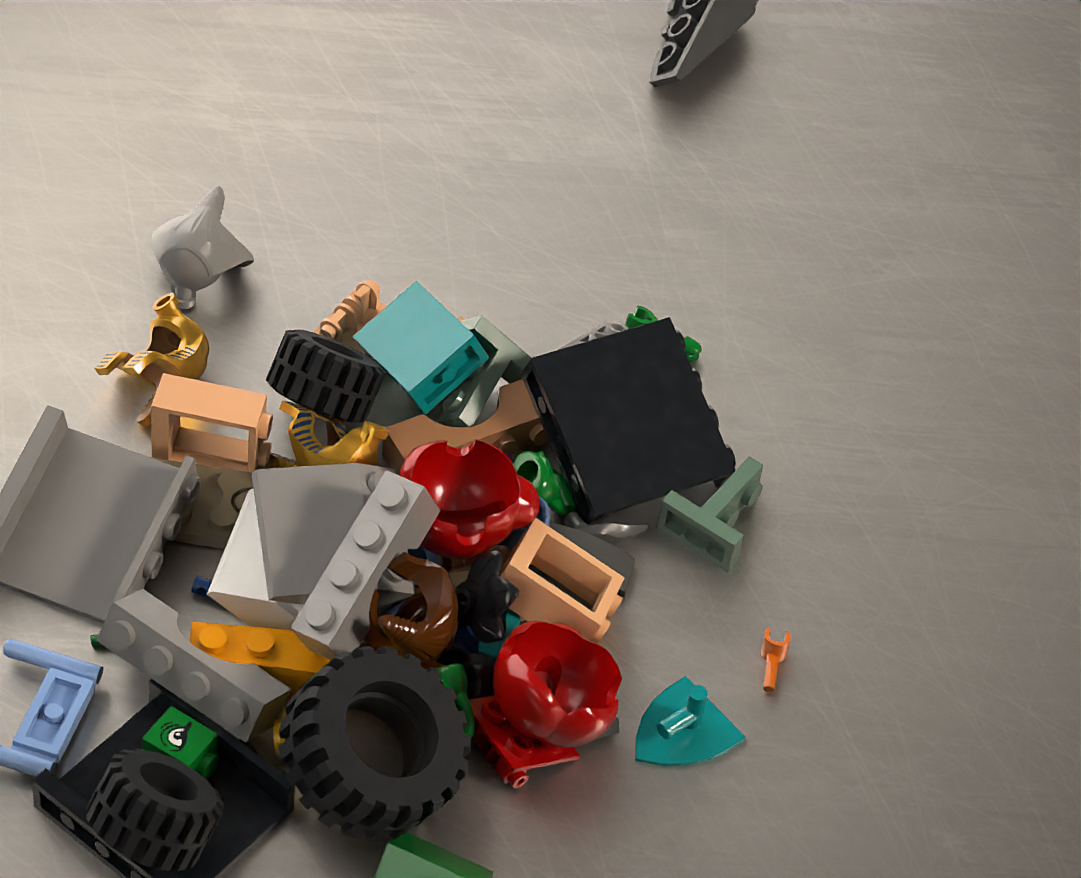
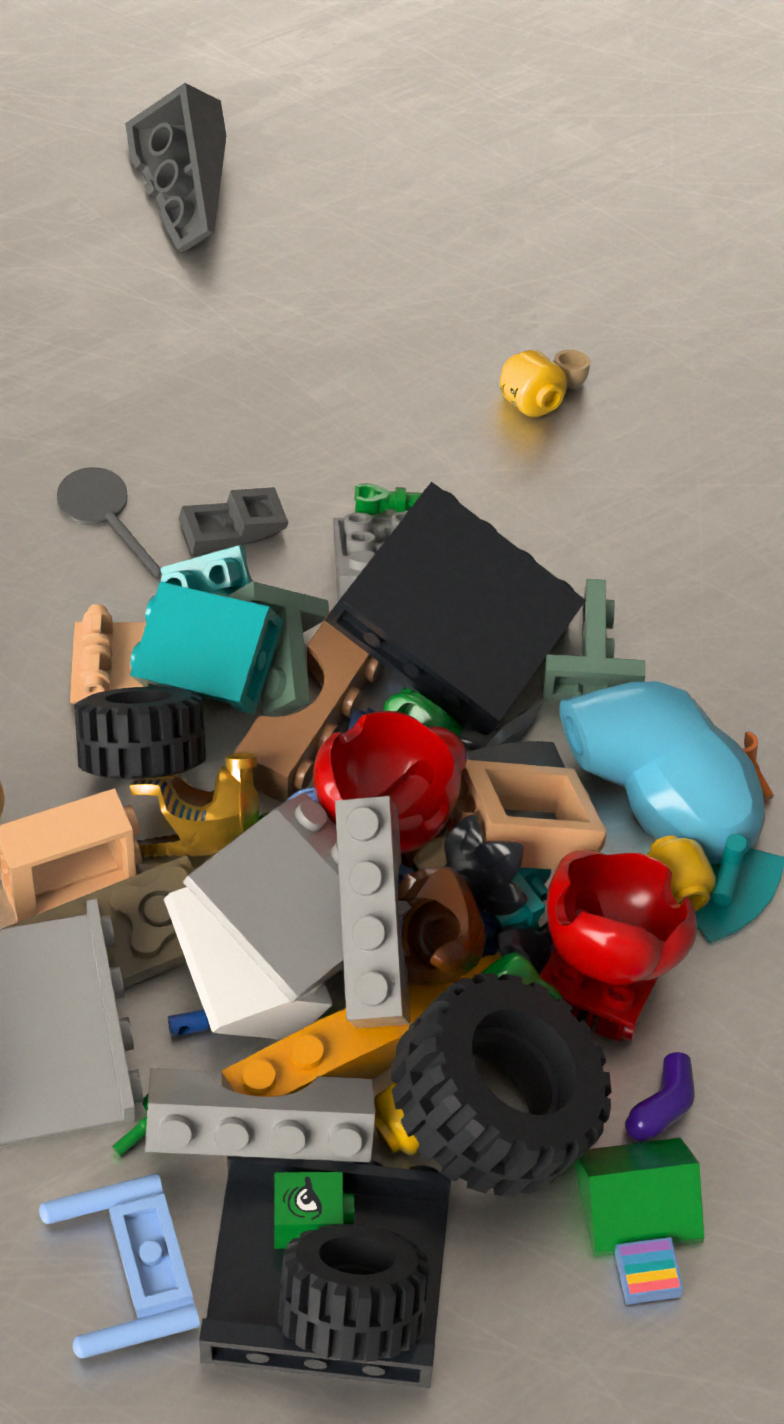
camera: 30 degrees left, 5 degrees up
(443, 217) = (98, 497): none -> dark grey piece
(470, 301) = (212, 573): none -> teal hips
(500, 842) = (668, 1104): none -> dark purple arm
(537, 287) = (242, 520): none -> dark grey slope
(644, 694) = (689, 867): none -> yellow head
(705, 619) = (671, 759): none -> medium azure piece
(835, 303) = (533, 383): none -> yellow head
(877, 312) = (575, 366): none -> tan hinge

